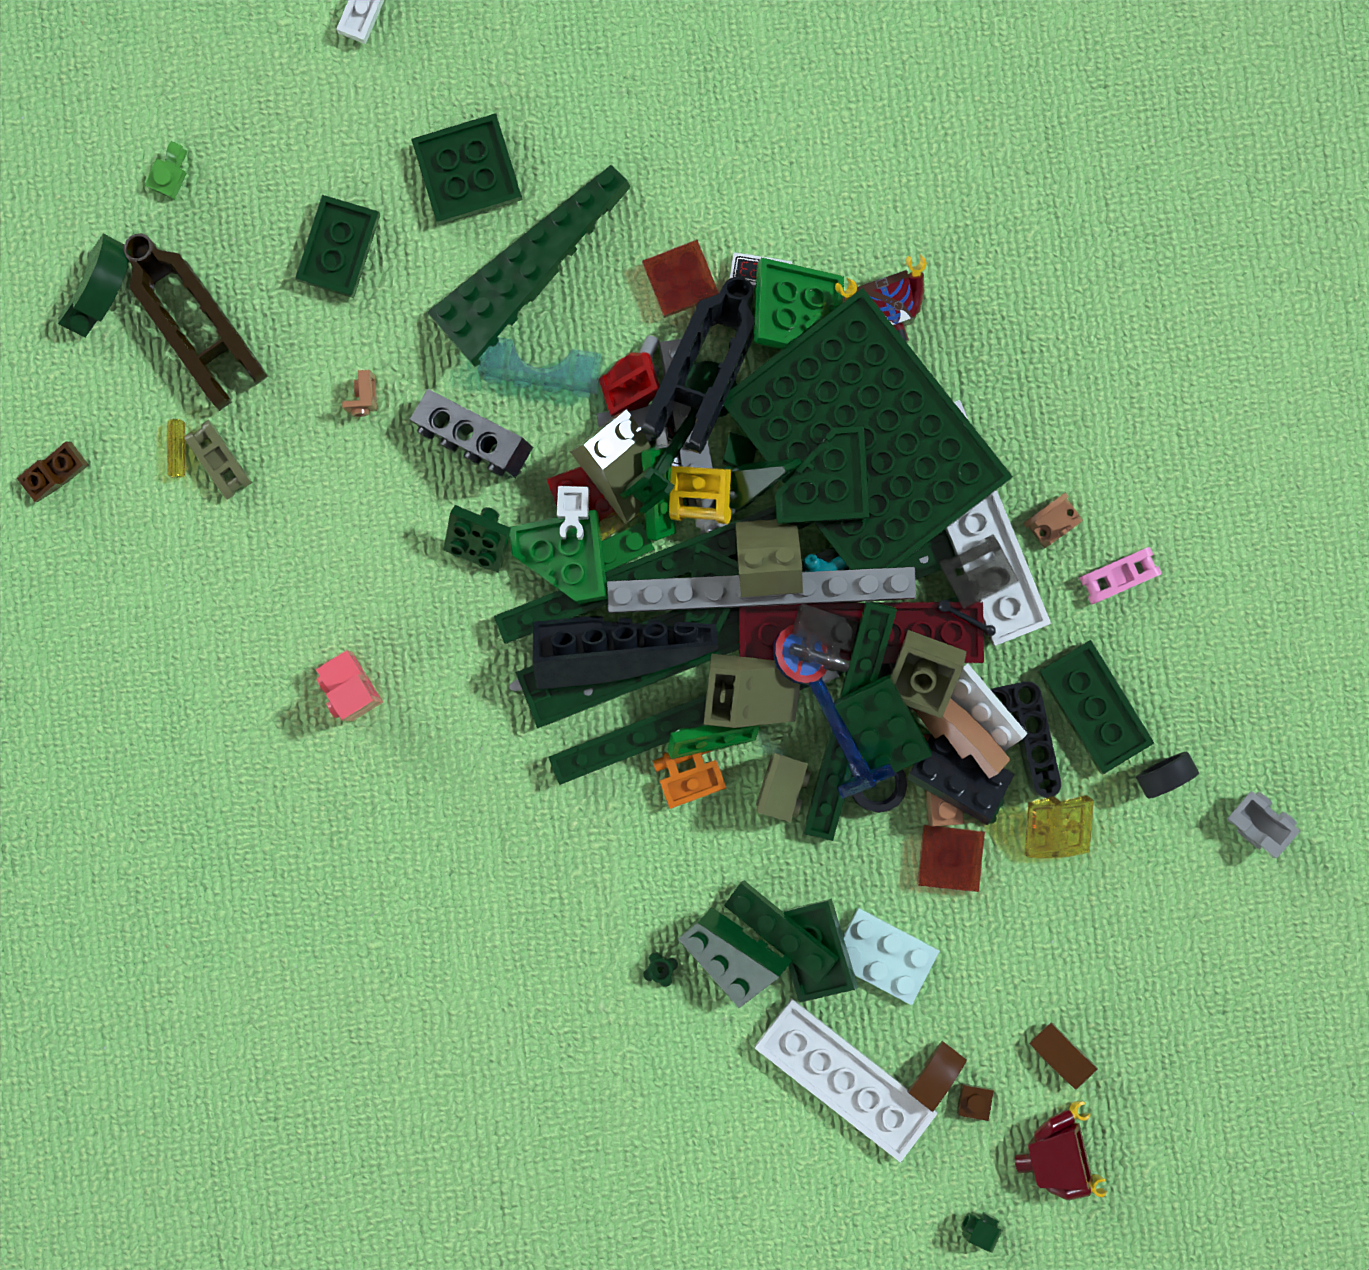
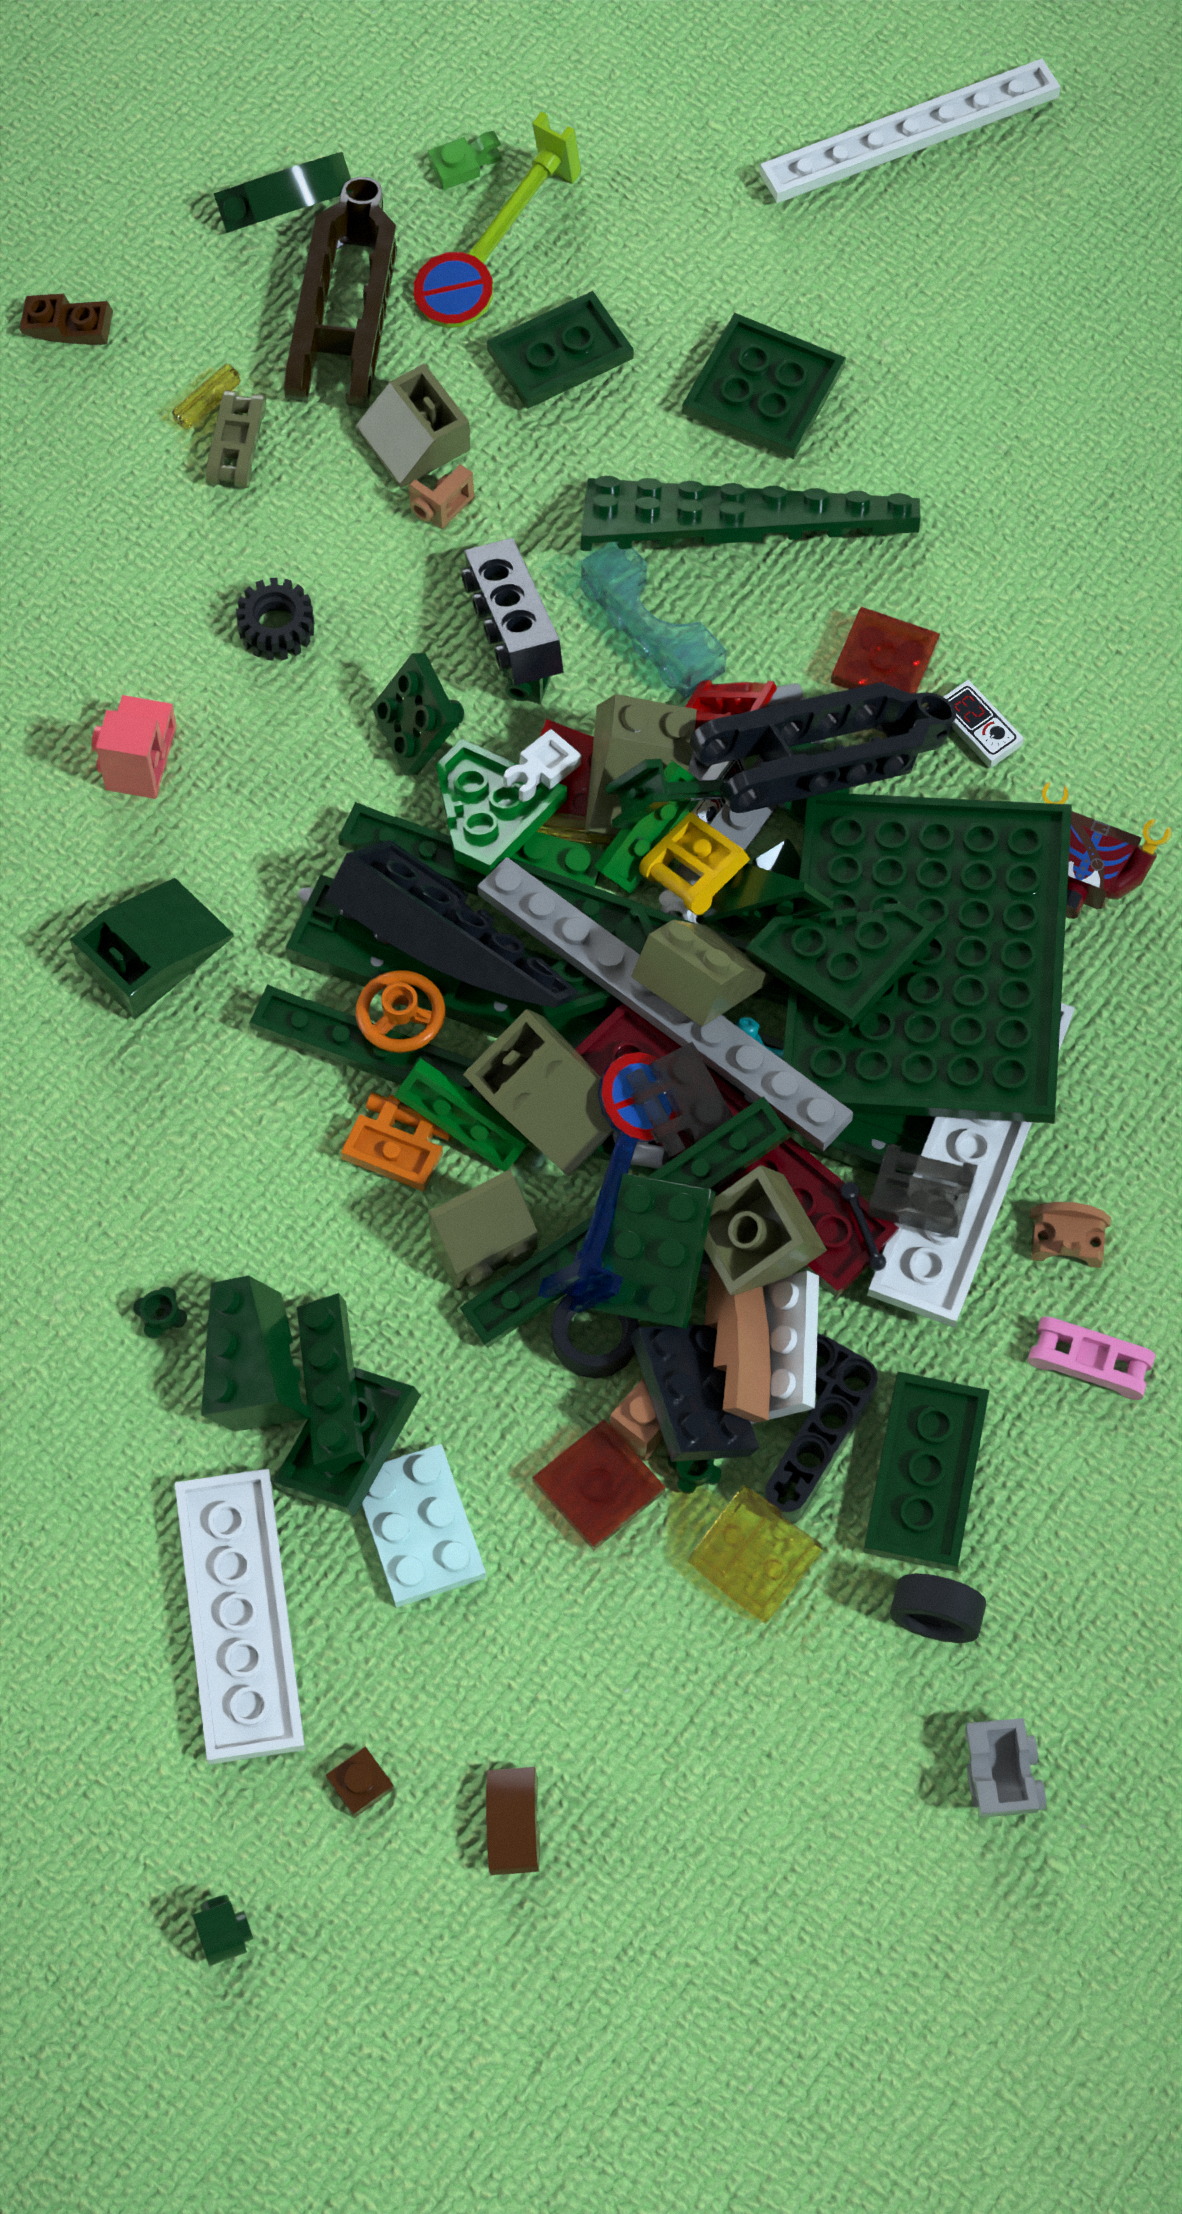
camera: 45 degrees right, 20 degrees down
(241, 256) = (458, 285): none -> piece
(309, 368) = (414, 426): none -> olive slope
(358, 560) = (279, 639): none -> black tyre
(466, 787) = (148, 944): none -> dark green slope
(610, 698) = (400, 993): none -> orange piece
(791, 300) = (980, 760): green plate -> none
(937, 1076) = (345, 1702): reddish brown slope -> none
(1060, 1157) = (394, 1927): dark red torso -> none

